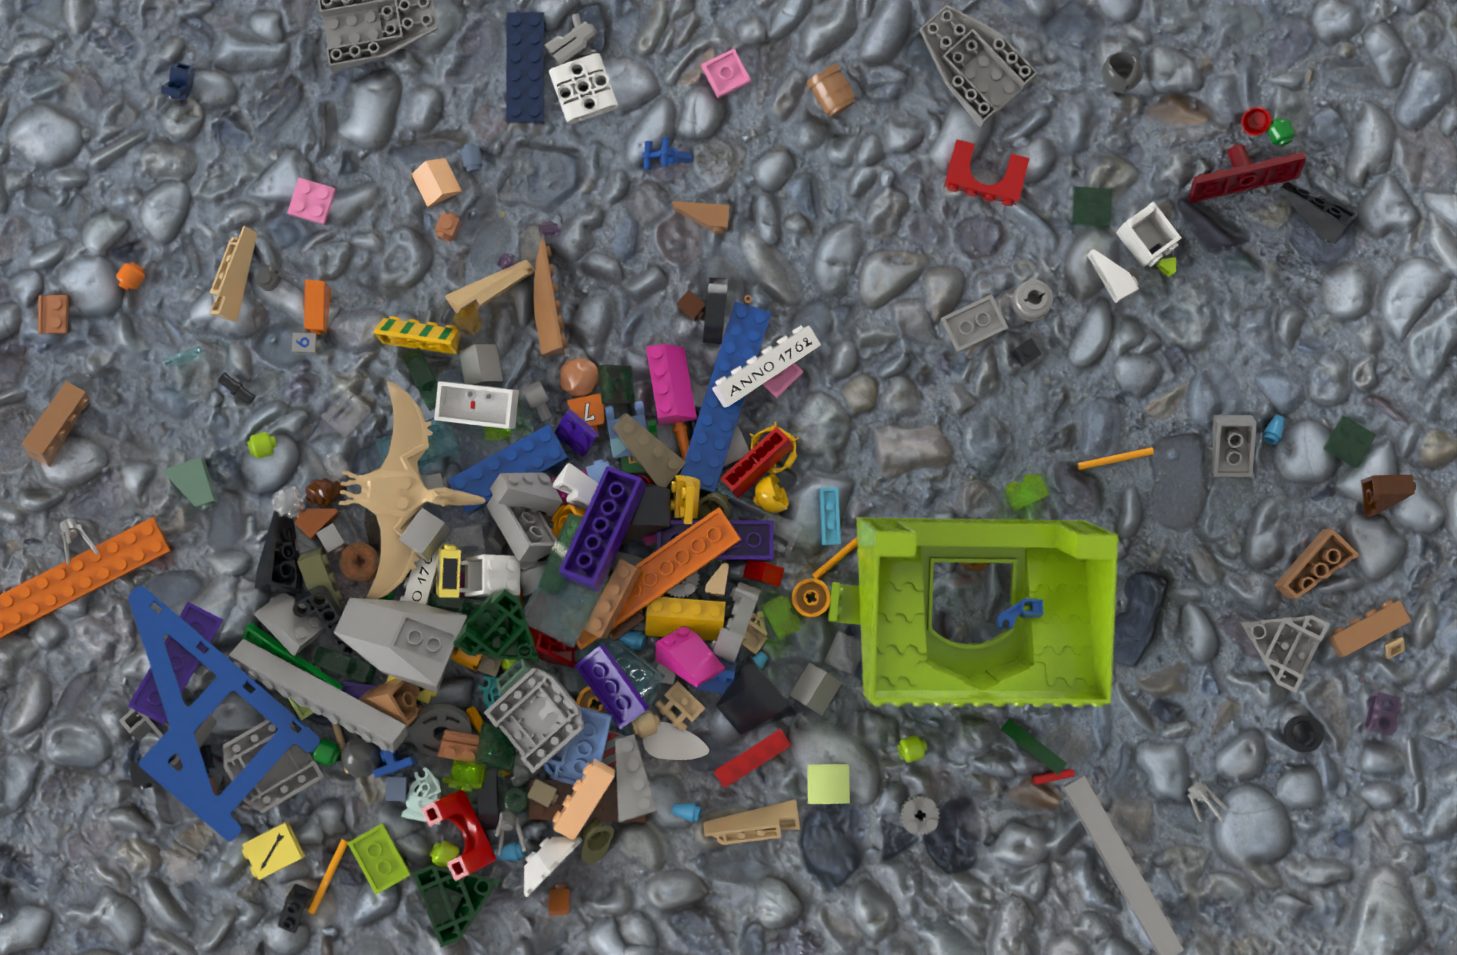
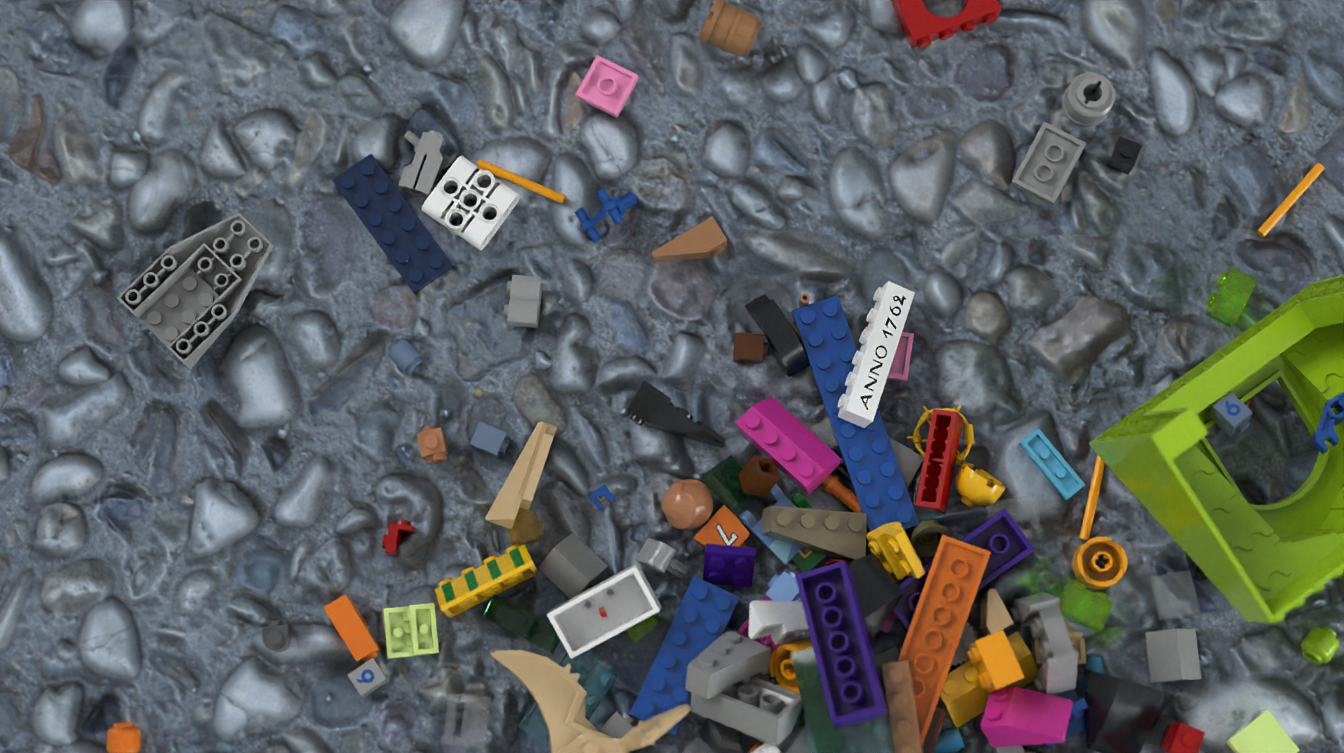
camera: 30 degrees left, 5 degrees down
(180, 81) = (30, 492): dark blue brick -> none
(232, 276) = (235, 660): tan wedge -> none
(311, 201) = (264, 520): bright pink plate -> none
(351, 333) = (410, 631): none -> yellowish green slope
(381, 268) = (391, 541): none -> red bracket
(436, 181) = (384, 407): light nougat slope -> none
(485, 249) = (490, 440): none -> sand blue brick
(506, 260) = (520, 437): clear purple plate -> none
(531, 335) = (602, 497): none -> blue sticker
(546, 307) = (600, 455): medium nougat wedge -> none
(548, 228) = (540, 372): clear purple plate -> none
(571, 176) = (524, 301): none -> light grey brick
(603, 306) = (656, 412): none -> black wedge
(626, 97) = (521, 181): none -> light orange bar
(635, 390) = (758, 476): none -> reddish brown brick
(693, 608) = (994, 661): none -> light orange brick
(763, 572) = (1028, 572): red slope -> none
(844, 604) = (1141, 540): lime bracket -> none
(958, 562) = (1231, 415): none -> sand blue brick
(1115, 278) = (1152, 20): white slope -> none

